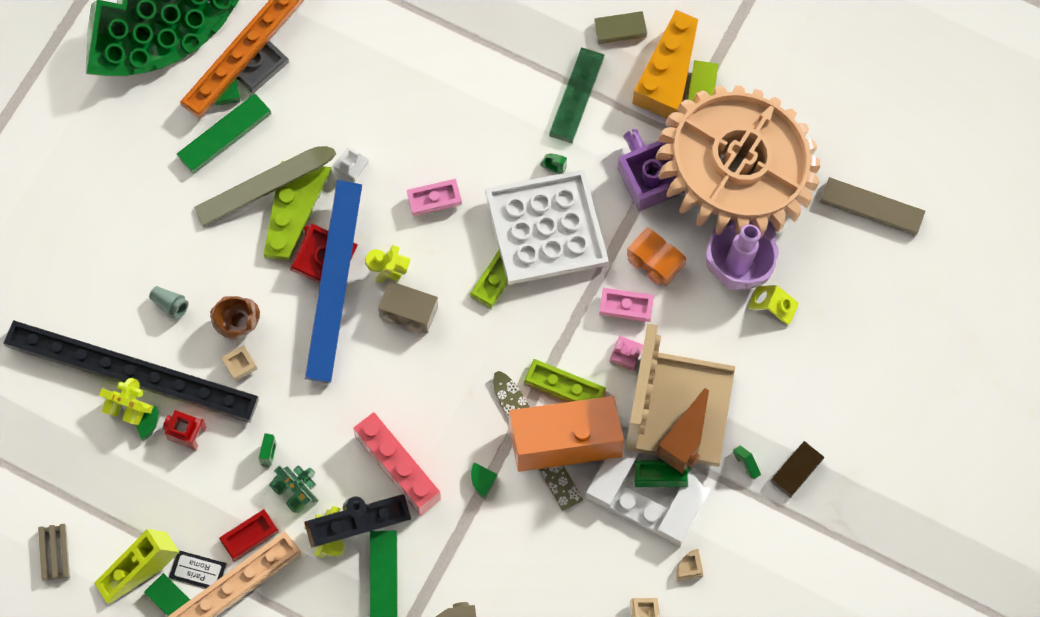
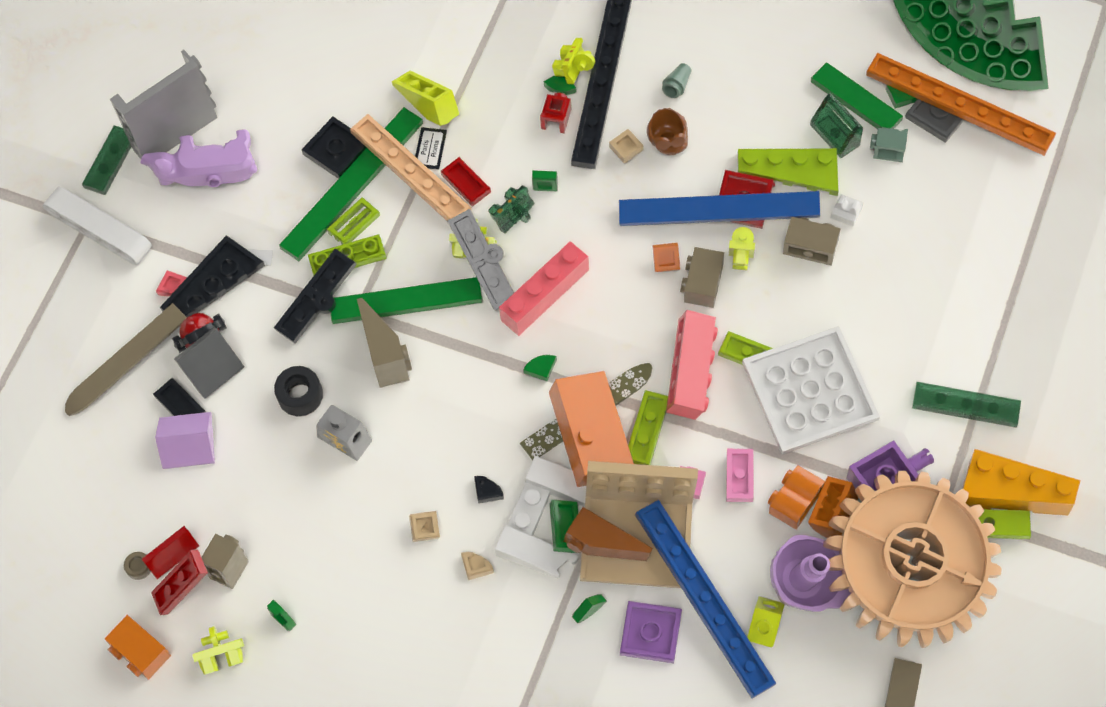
camera: 90 degrees right, 5 degrees down
(52, 530) = (433, 32): dark tan tile -> none
(259, 158) = (833, 129): none -> clear green tile
(264, 184) = (809, 137): olive piece -> none
(286, 110) = (889, 144): none -> sand green window
(379, 340) = (666, 257): none -> orange plate
(383, 199) = (811, 240): none -> dark tan brick
(434, 197) = (824, 285): bright pink plate -> none
(505, 331) = (691, 365): none -> coral brick
(555, 163) = (882, 391): green tile -> none
(610, 547) = (487, 490): none -> black tile
(620, 27) = (1054, 437): olive tile -> none
(672, 225) = (828, 503): none -> orange brick
(749, 353) = (705, 599): none -> blue tile
(774, 409) = (650, 632): none -> medium lavender tile
(797, 469) = (588, 660): dark brown tile -> none

